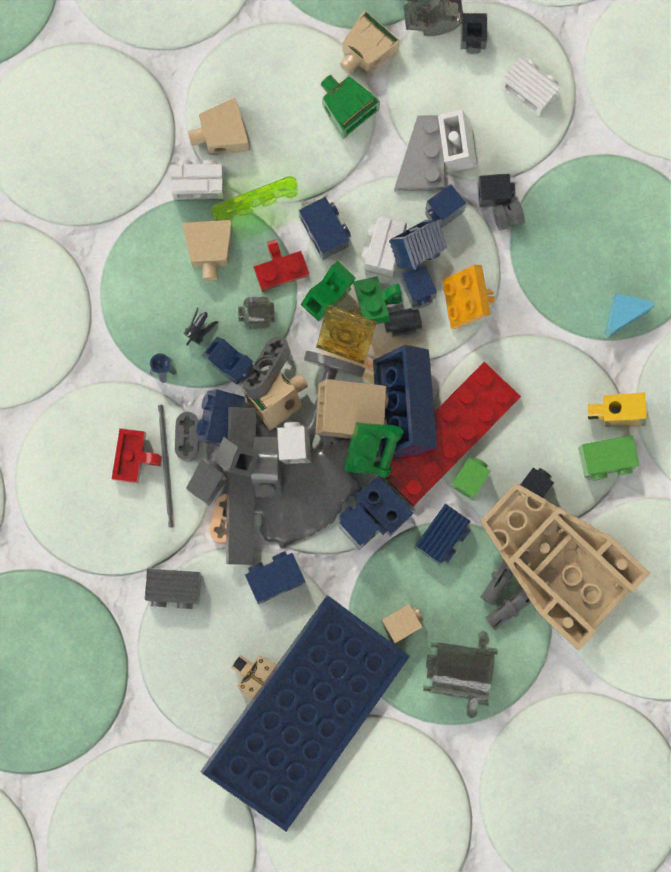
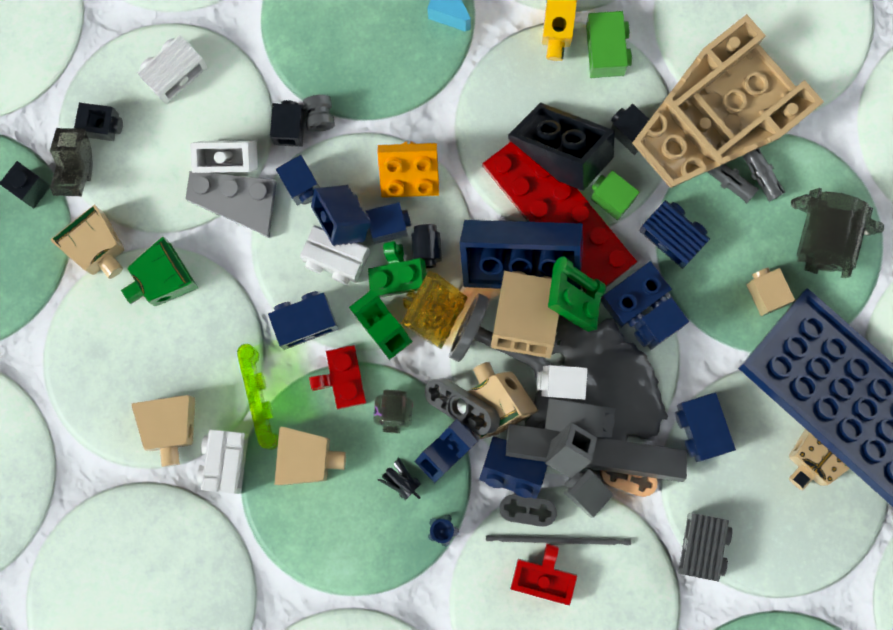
camera: 75 degrees left, 0 degrees up
(508, 428) = (565, 144): none -> black slope

